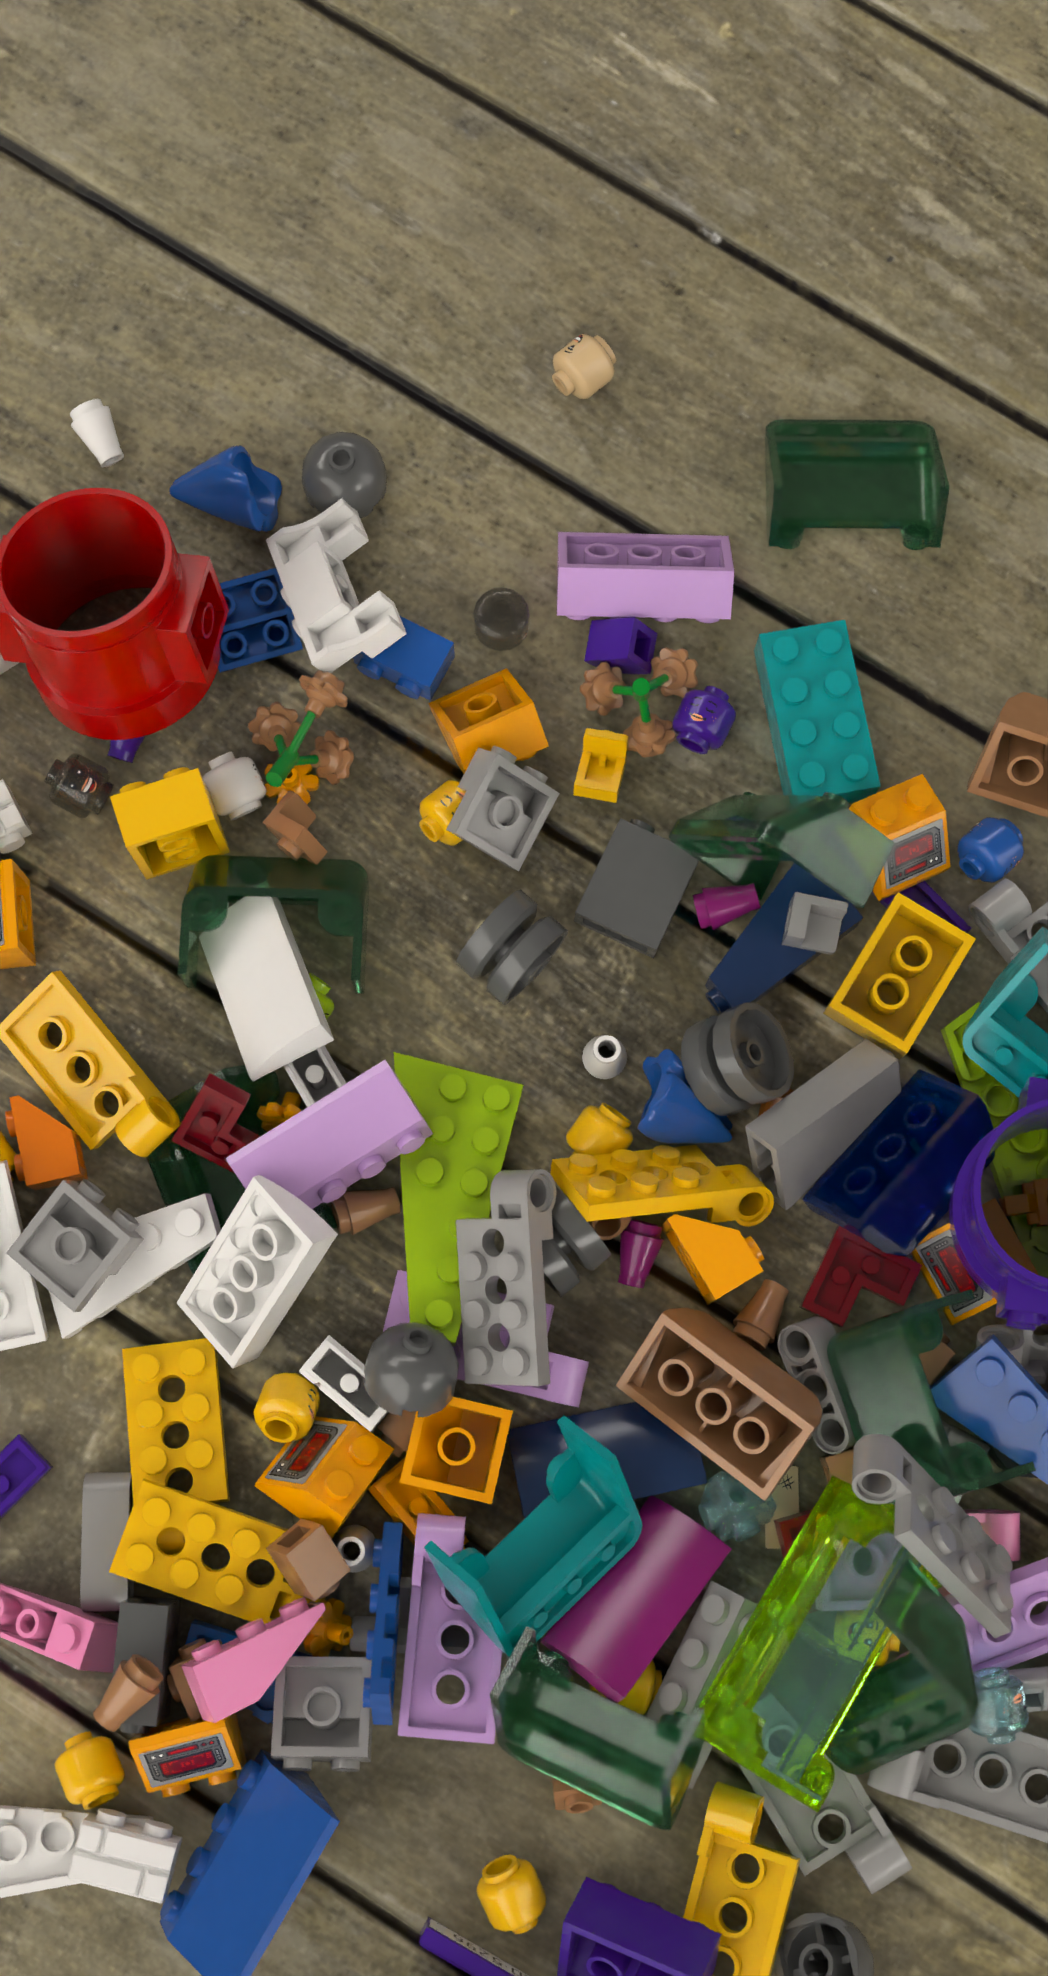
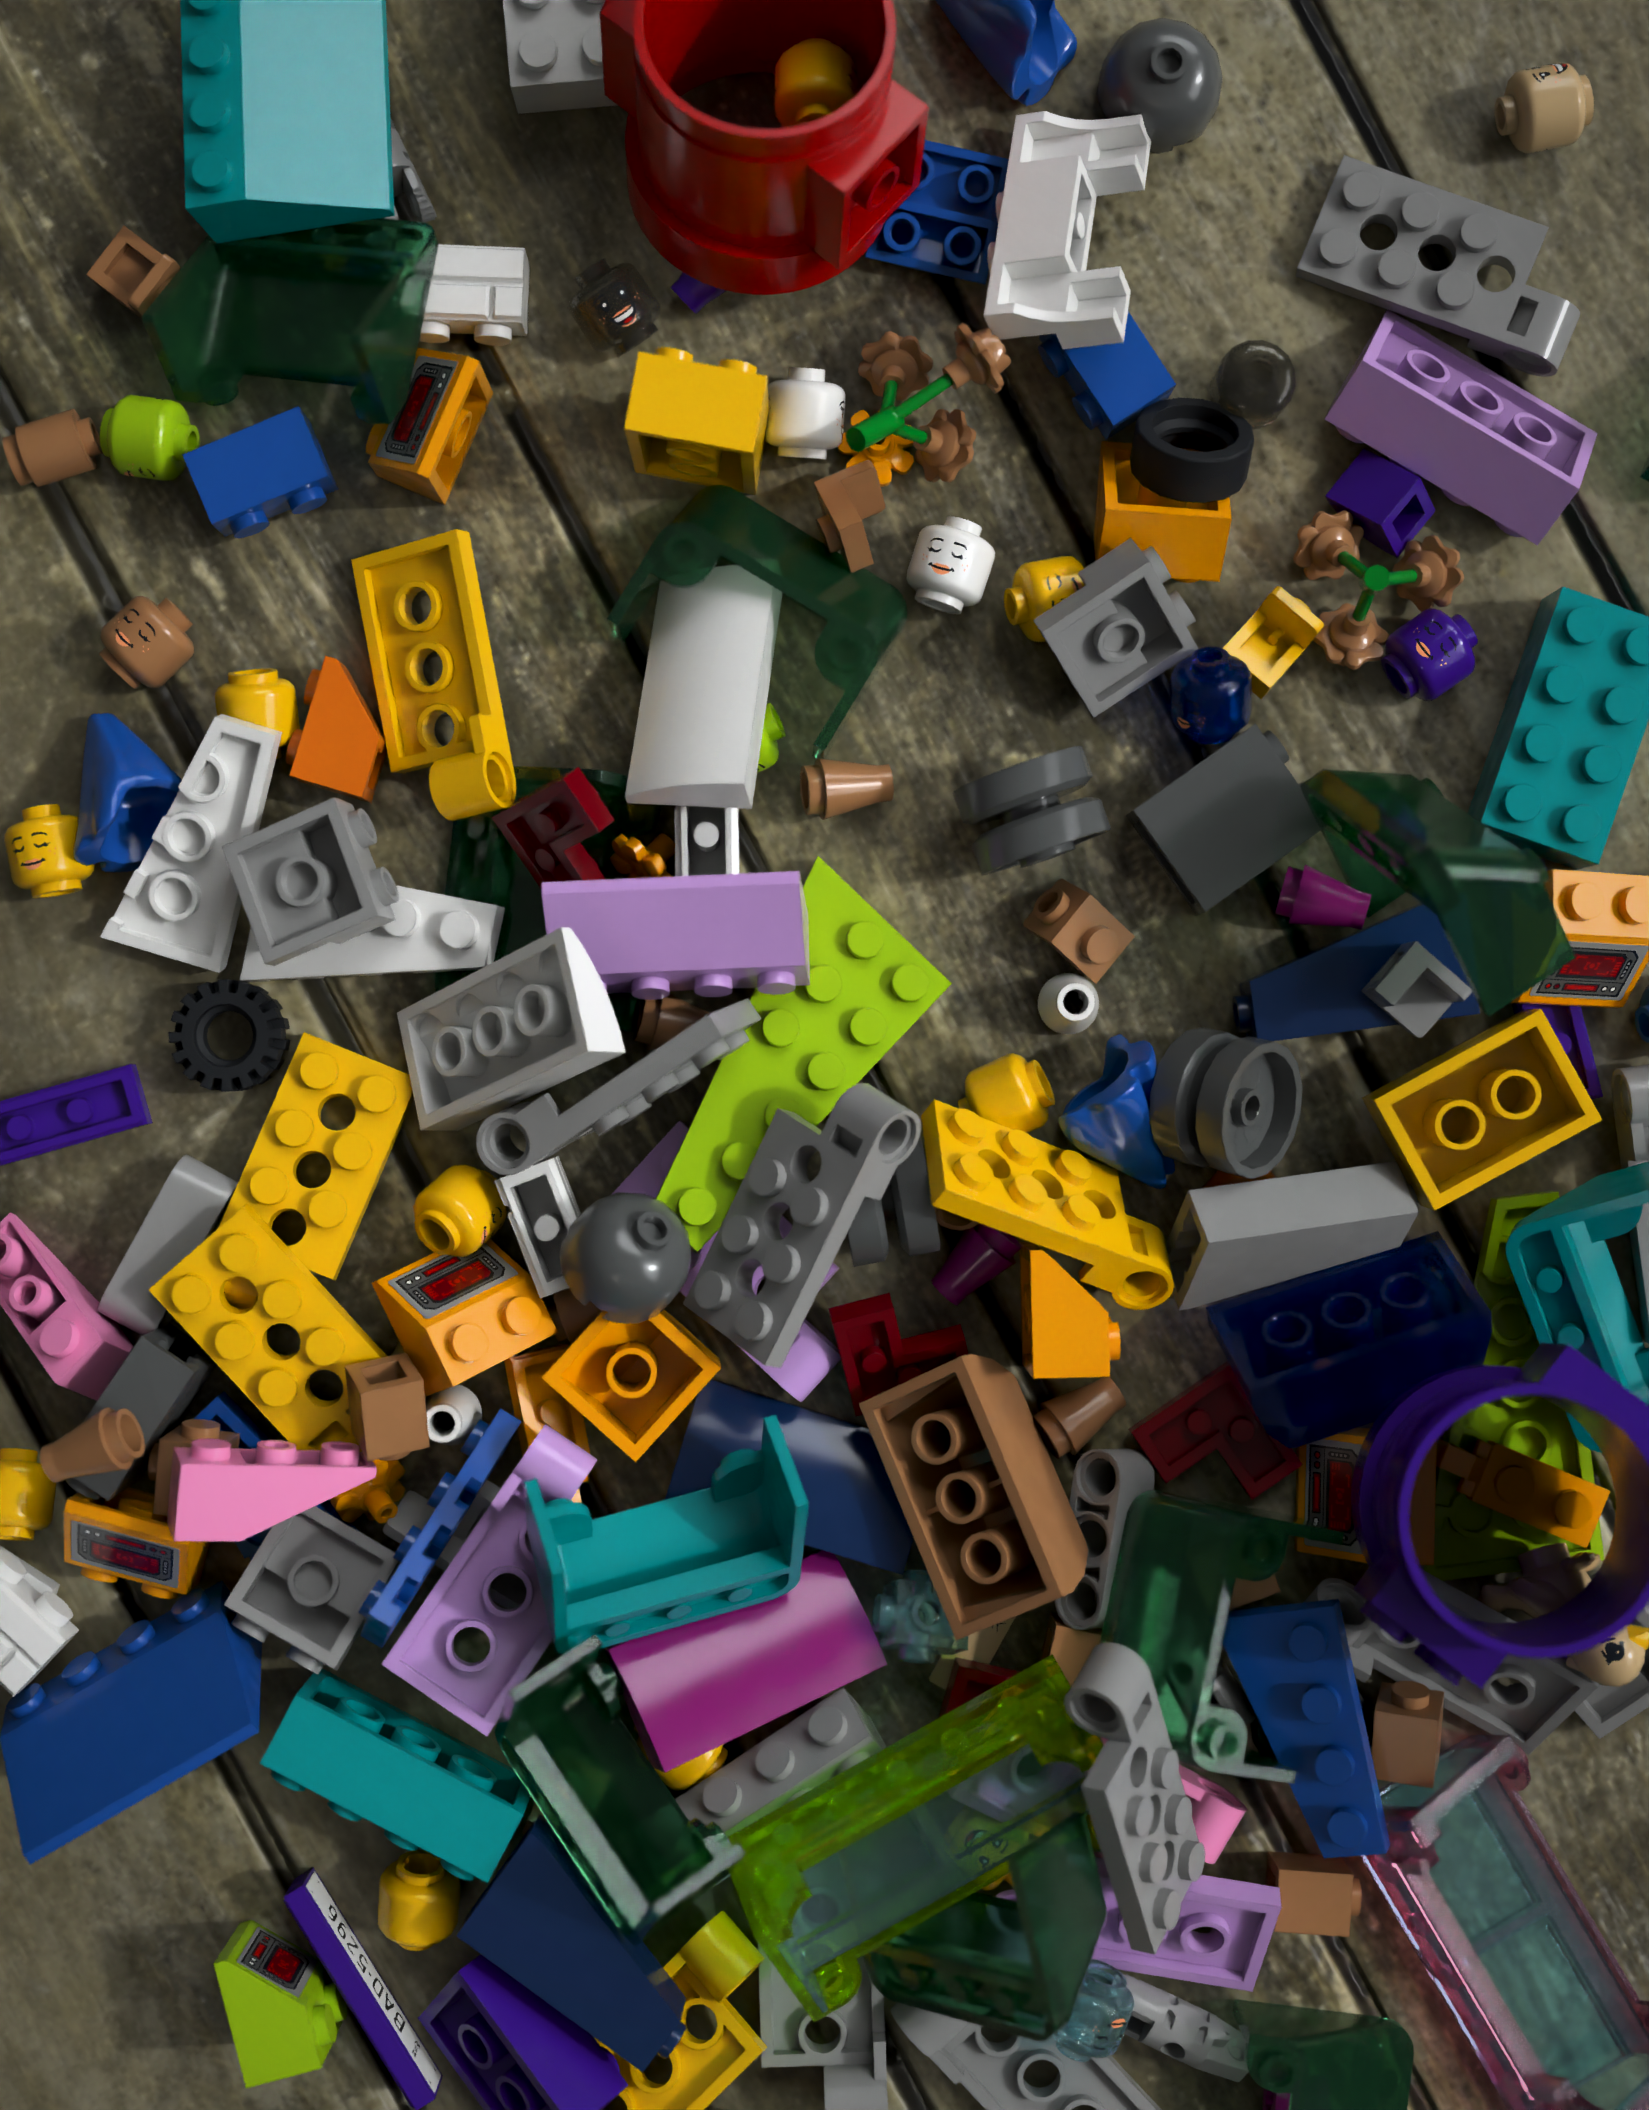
camera: 30 degrees right, 10 degrees up
(46, 1378) = (192, 1041): none -> black tyre
(129, 581) = (813, 81): none -> yellow head
(350, 1272) = (618, 1100): none -> light grey hinge
(376, 827) = (950, 565): none -> white head
(384, 1000) = (843, 786): none -> medium nougat cone
(449, 1811) = (398, 1775): none -> teal brick
(485, 676) = (1185, 474): none -> black tyre
(583, 817) = (1211, 695): none -> clear blue head
(584, 1006) = (1078, 929): none -> medium nougat bracket
(607, 1346) = (875, 1353): none -> dark red plate
(627, 1861) = (562, 1944): none -> dark blue slope
(640, 498) = (1515, 325): none -> light grey hinge

